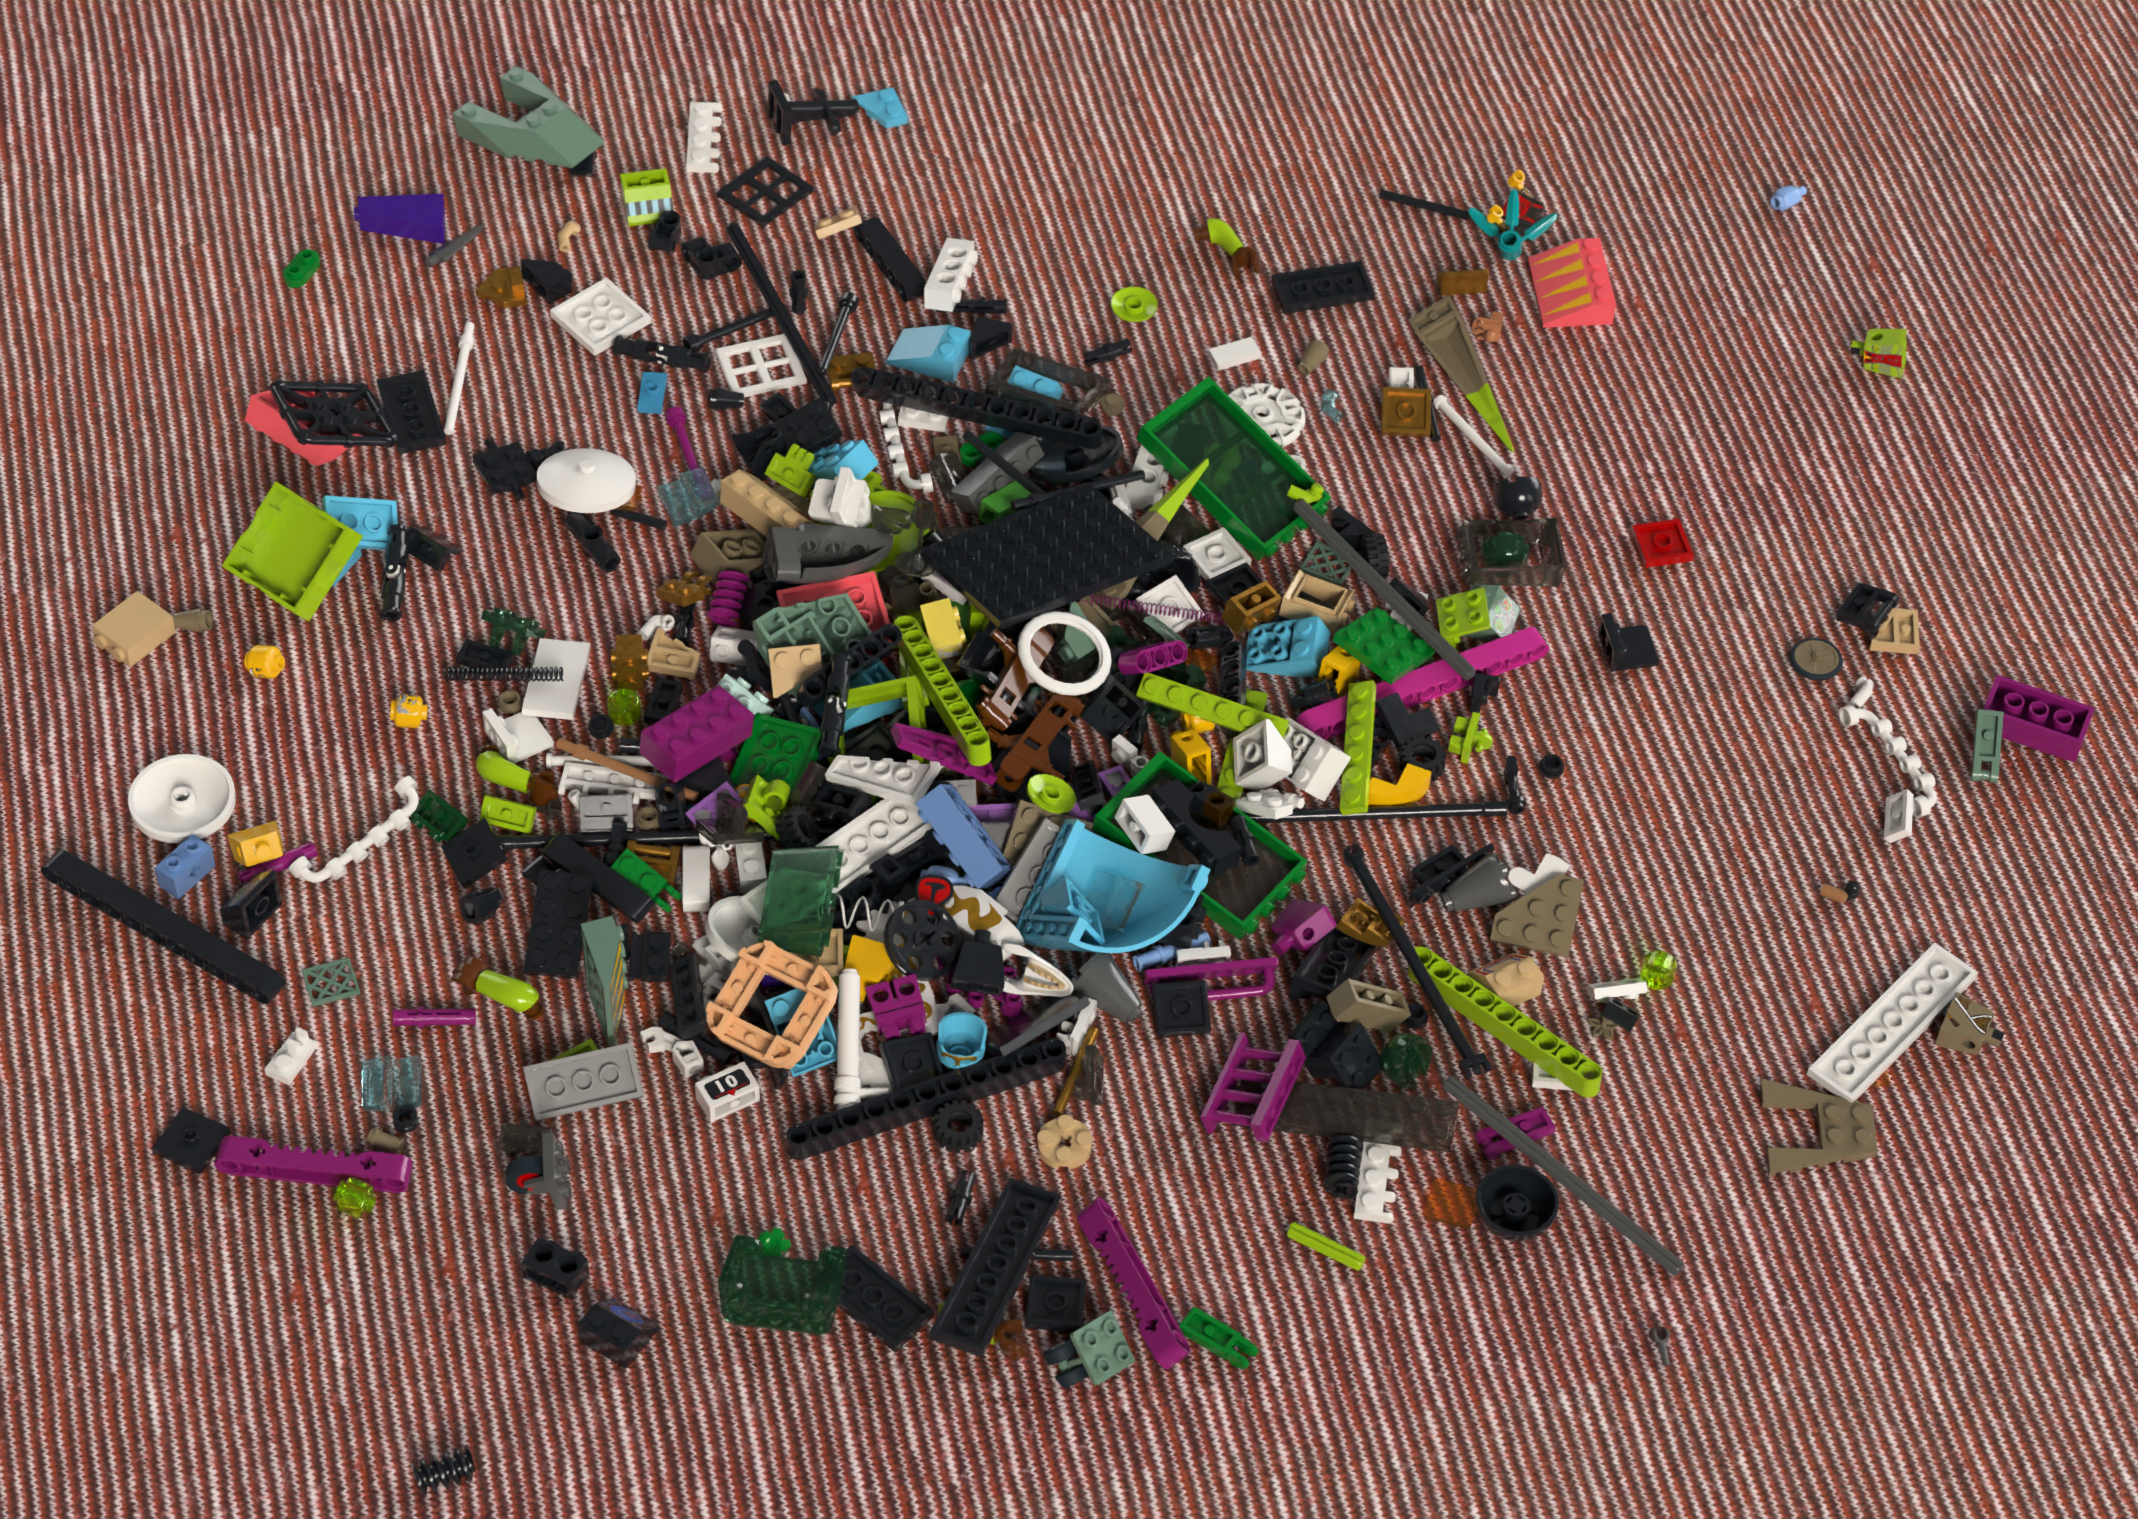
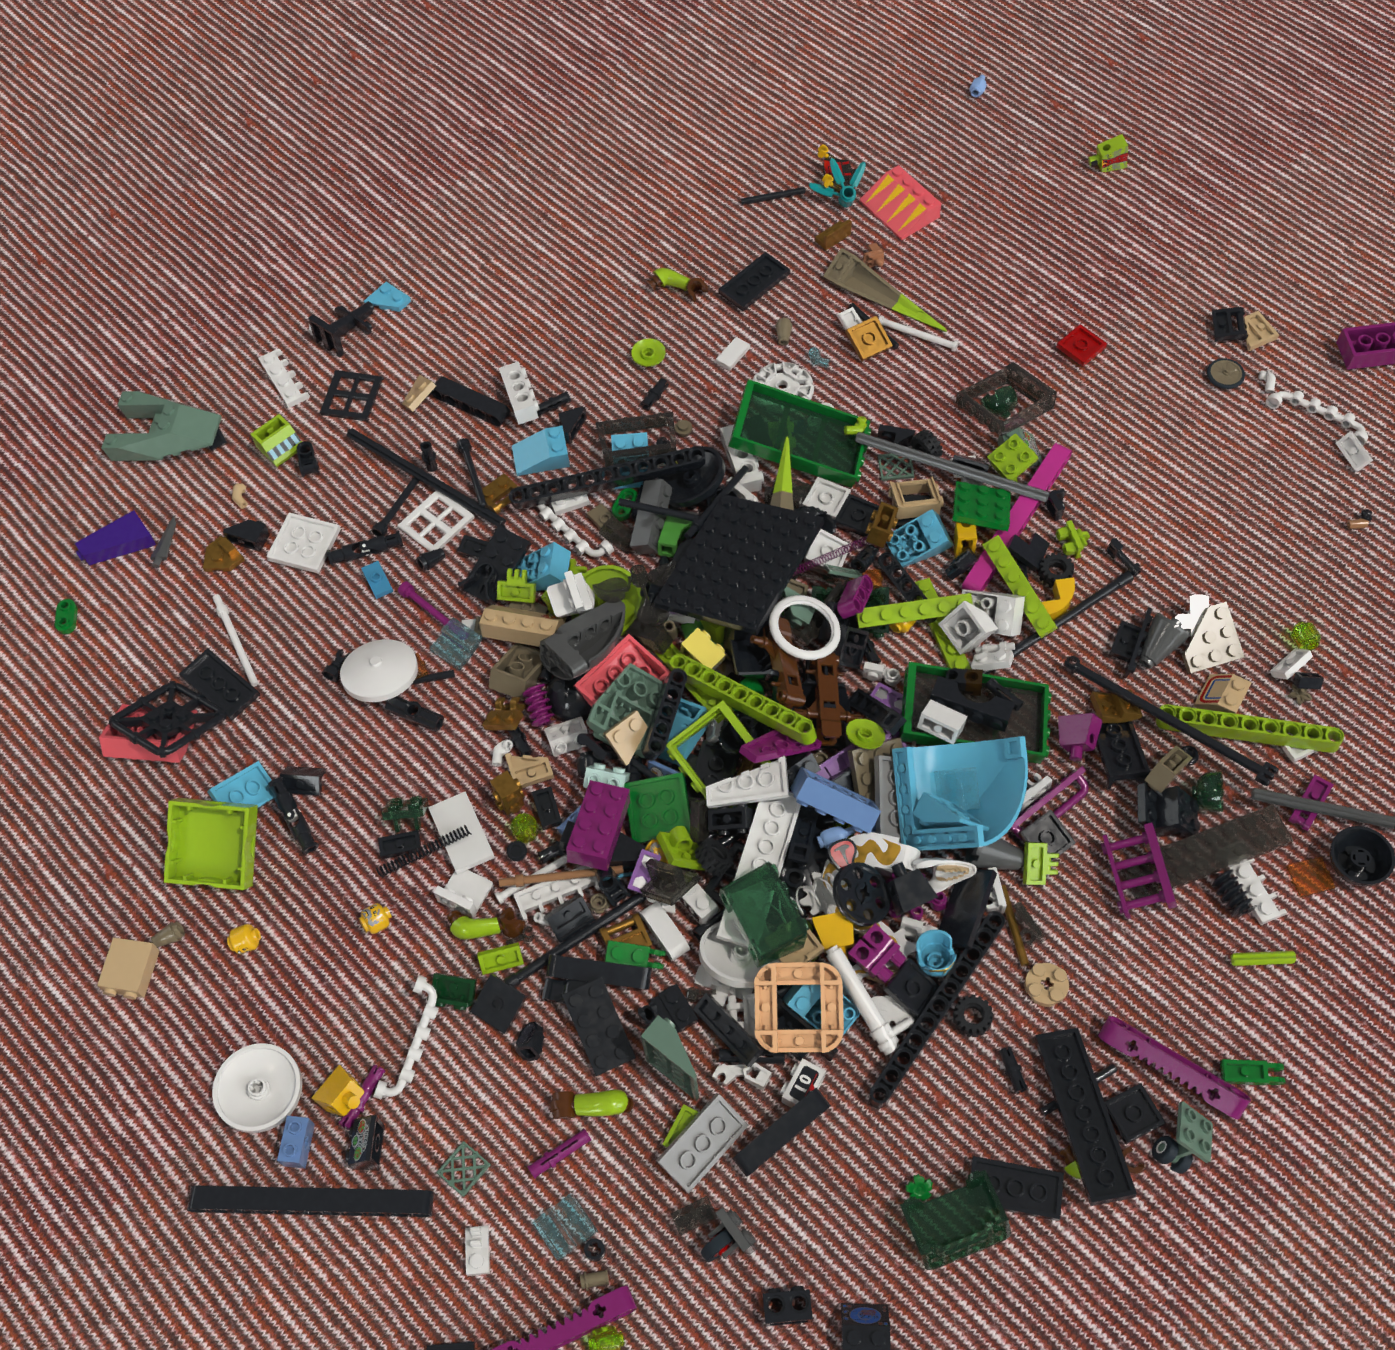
camera: 25 degrees left, 10 degrees up
(505, 468) = (314, 691): black plate -> none
(510, 702) = (440, 863): dark tan plate -> none
(618, 835) = (597, 950): black piece -> none
(669, 1112) = (781, 1132): none -> black beam
(710, 260) = (349, 464): black piece -> none
(834, 707) = (685, 761): black piece -> none
(1148, 1024) = (1038, 863): none -> lime hinge
(1191, 754) = (919, 649): yellow torso -> none
(1518, 498) = (979, 361): black cylinder -> none
(1551, 766) = (1133, 531): black plate -> none
(1626, 646) = (1114, 425): black bracket -> none
(1987, 745) = (1369, 378): sand green plate -> none

